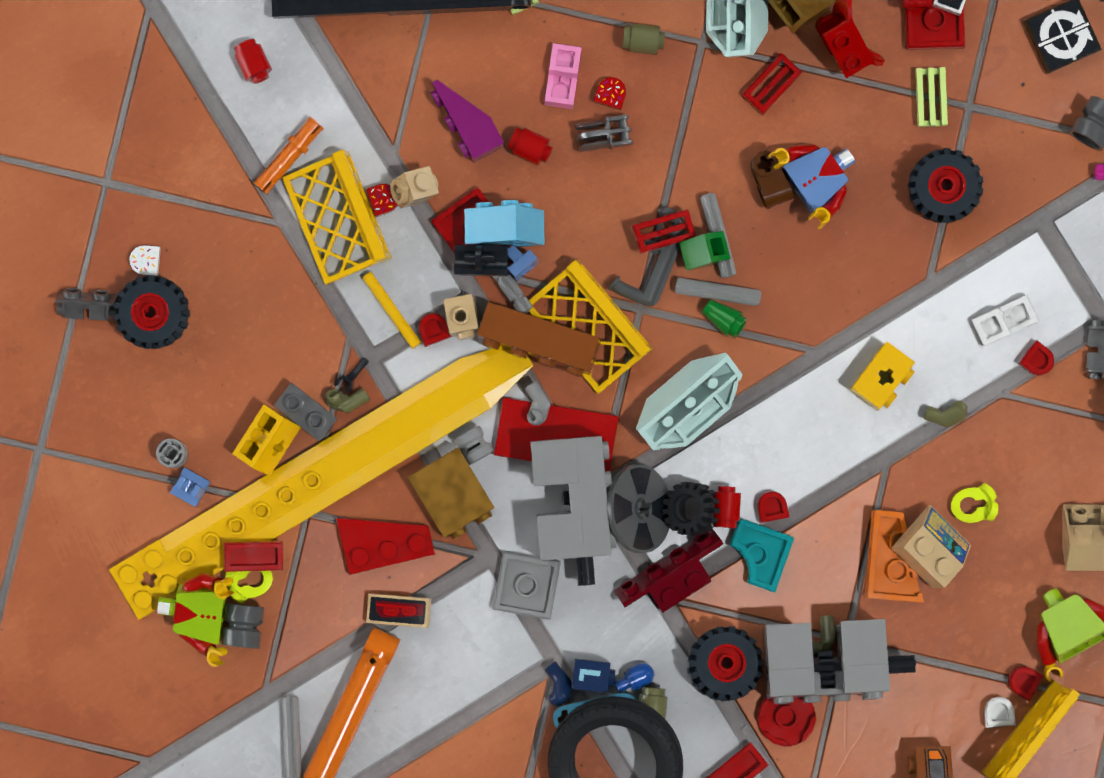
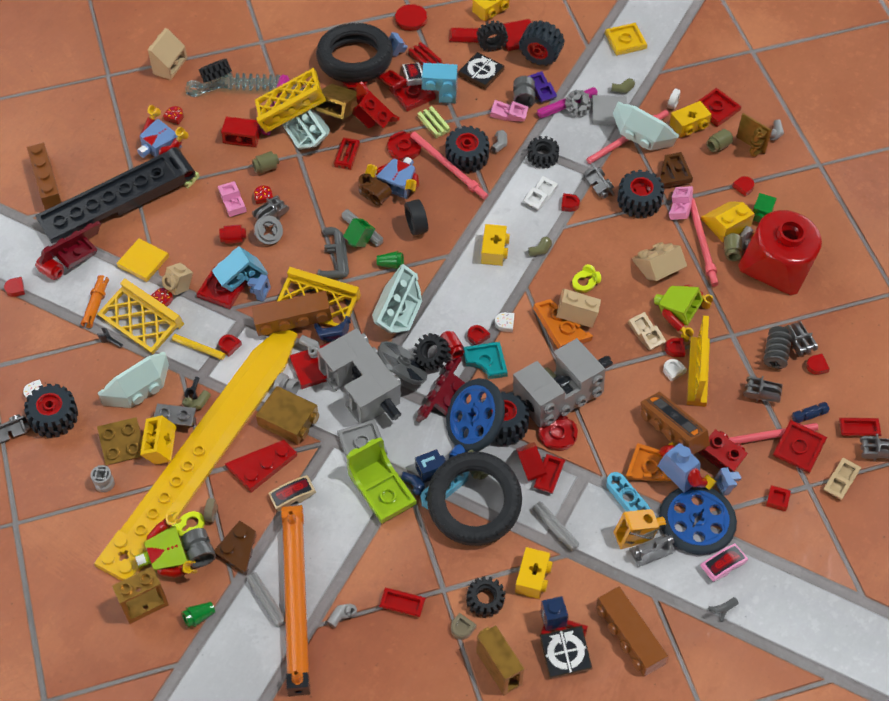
camera: 30 degrees left, 30 degrees down
(139, 660) = (149, 595): none -> pearl gold window
(190, 487) = (123, 493): medium blue tile -> none
(192, 64) = (14, 287): none -> red tile
(200, 713) = (198, 613): none -> green cone
(221, 408) = (120, 440): none -> pearl gold hinge
(253, 556) = (184, 504): red tile -> none
(279, 226) = (107, 338): none -> black hand
(284, 332) = (136, 382): none -> light aqua wedge
(284, 579) = (210, 510): none -> dark tan tile
(293, 647) = (237, 547): none -> reddish brown wing
(298, 55) = (73, 248): none -> dark red bracket
(386, 116) = (142, 260): none -> yellow tile
(462, 316) = (240, 324): tan brick -> none
(474, 126) = (191, 238): magenta slope -> none
(481, 260) = (235, 290): black hips -> none
(513, 293) = (257, 300): light grey axle -> none
(513, 667) = (378, 480): none -> lime bracket
(575, 179) = (277, 229): none -> light grey gear
(584, 403) = (333, 333): none -> dark blue helmet
(640, 238) = (332, 238): red tile -> none
(686, 657) = (491, 426): none -> wedge
(718, 291) = (371, 254): light grey axle -> none
(723, 741) = (531, 461): none -> red slope
(798, 272) = (416, 217): none -> black tyre
(821, 508) = (504, 322): none -> white tile
(862, 117) = (402, 145): none -> red tile
(917, 251) = (472, 185): none -> coral bar
(979, 38) = (442, 79): none -> medium azure brick
(1001, 635) = (646, 332): none -> tan slope
(1009, 192) = (501, 141): none -> light grey arm
(1054, 141) = (507, 112): none -> bright pink slope
(1072, 245) = (543, 159): none -> black tyre

